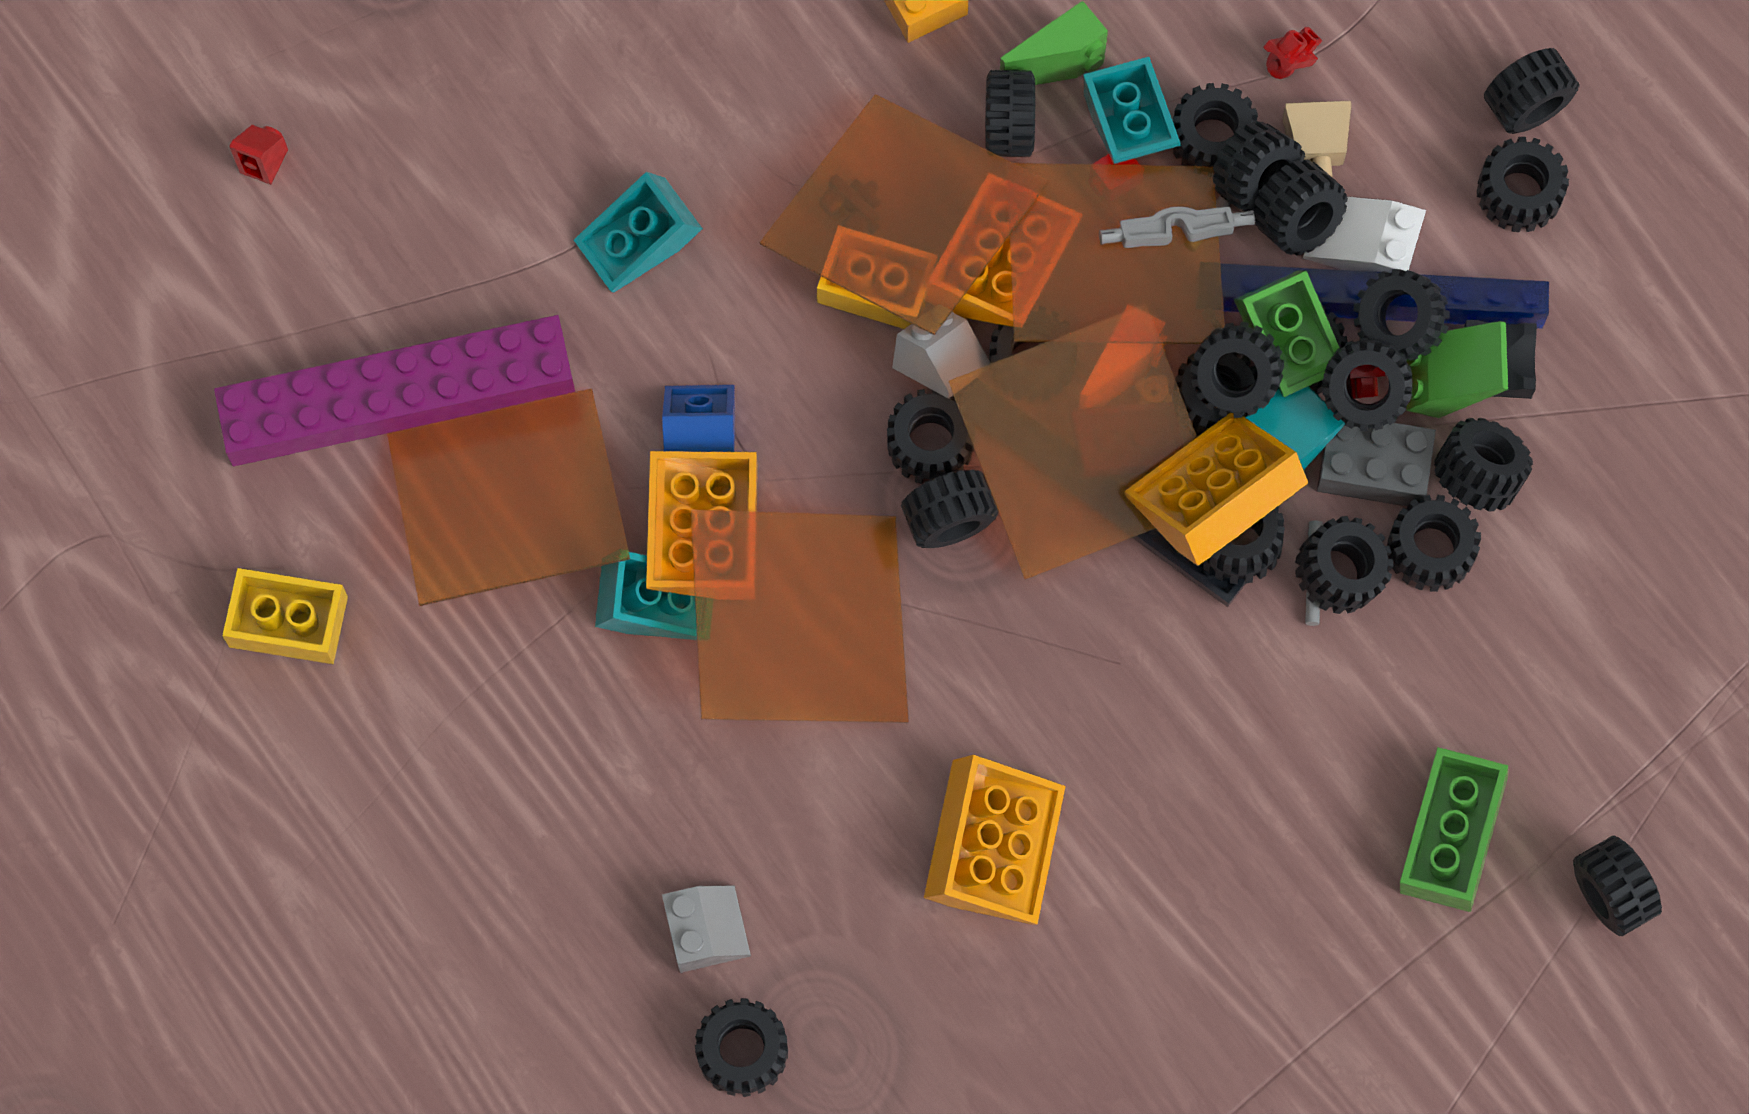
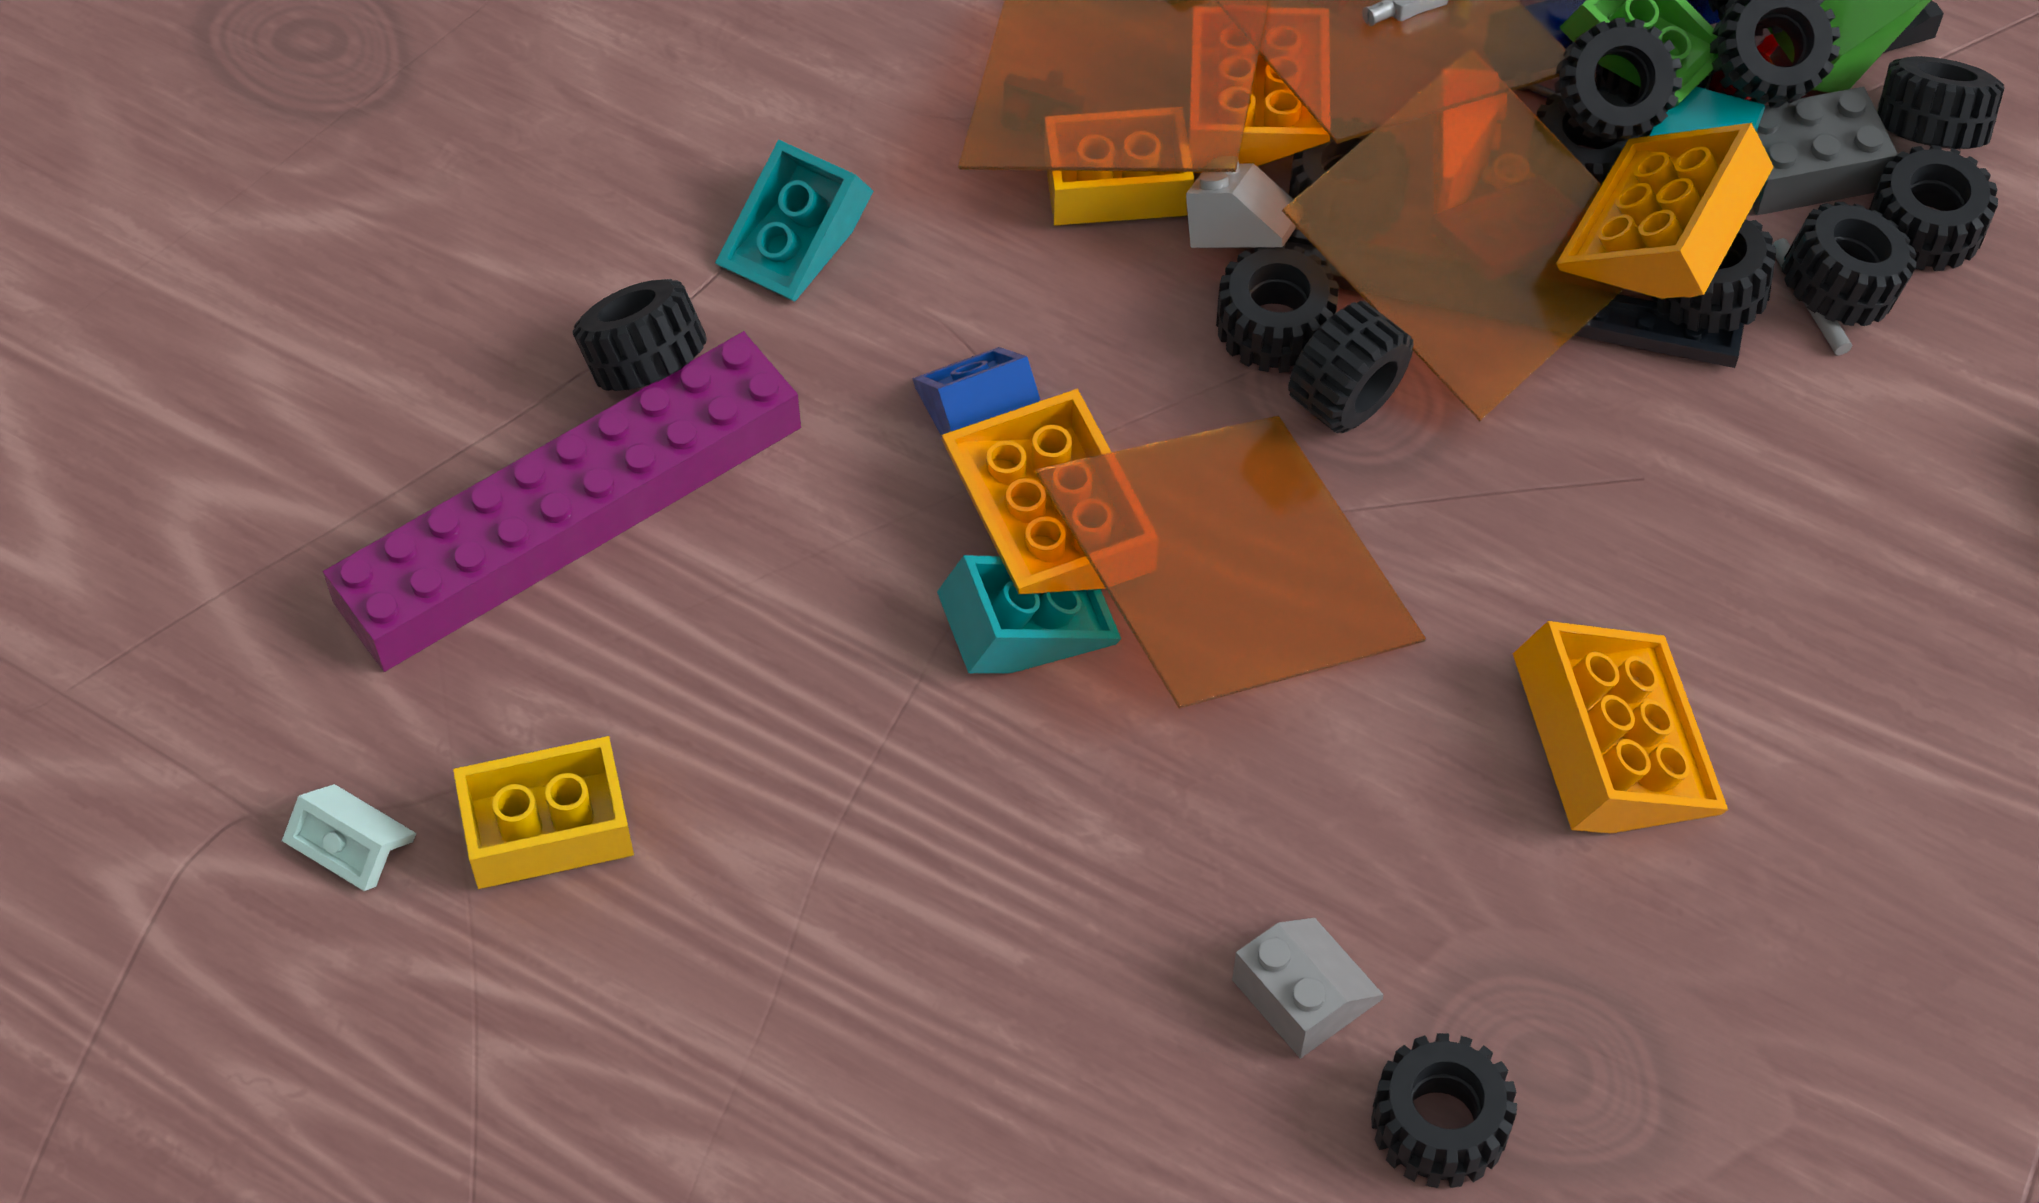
camera: 25 degrees left, 15 degrees down
(163, 576) = (344, 834): none -> light aqua panel
(259, 152) = (264, 300): red slope -> none
(488, 289) = (639, 335): none -> black tyre
(507, 497) = (778, 563): clear orange piece -> none

